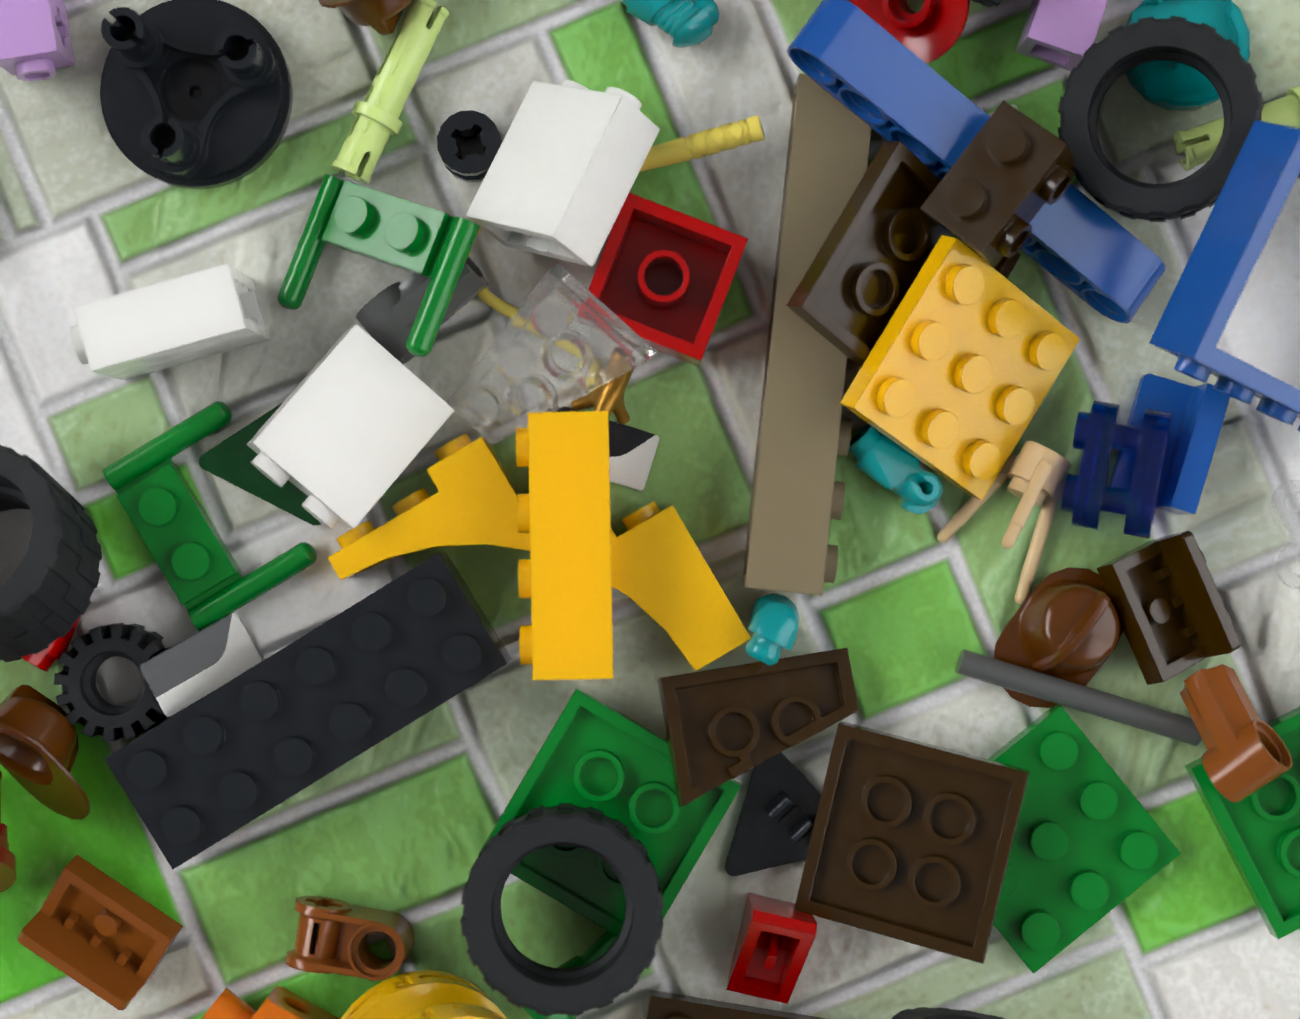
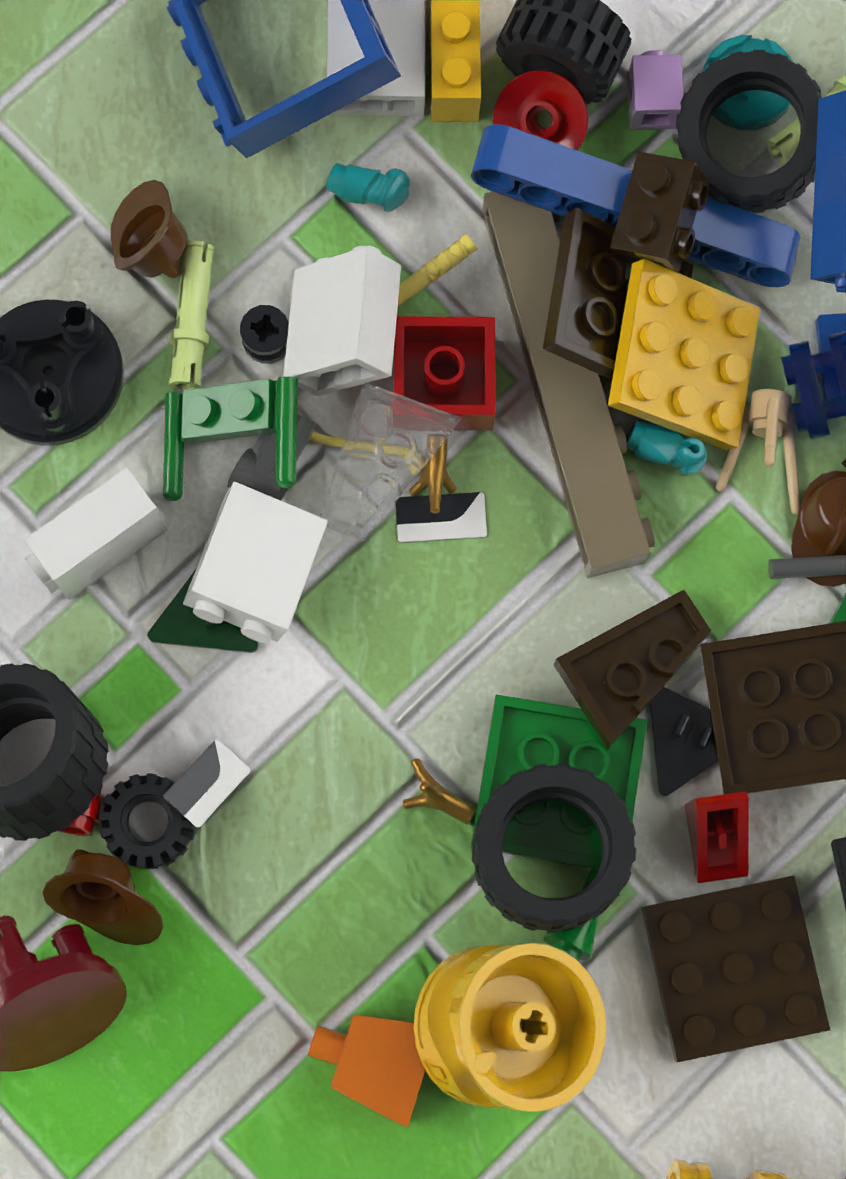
camera: 25 degrees left, 10 degrees down
(100, 933) = (205, 1018): dark orange bracket -> none
(181, 531) = (156, 695): green plate -> none
(308, 709) = (302, 783): black brick -> none
(335, 934) = (391, 952): dark orange piece -> none
(464, 778) = (438, 797): none -> pearl gold bar
(478, 505) = (371, 587): yellow arch -> none
(568, 545) = (452, 580): yellow brick -> none
(774, 626) = (623, 591): teal arm -> none

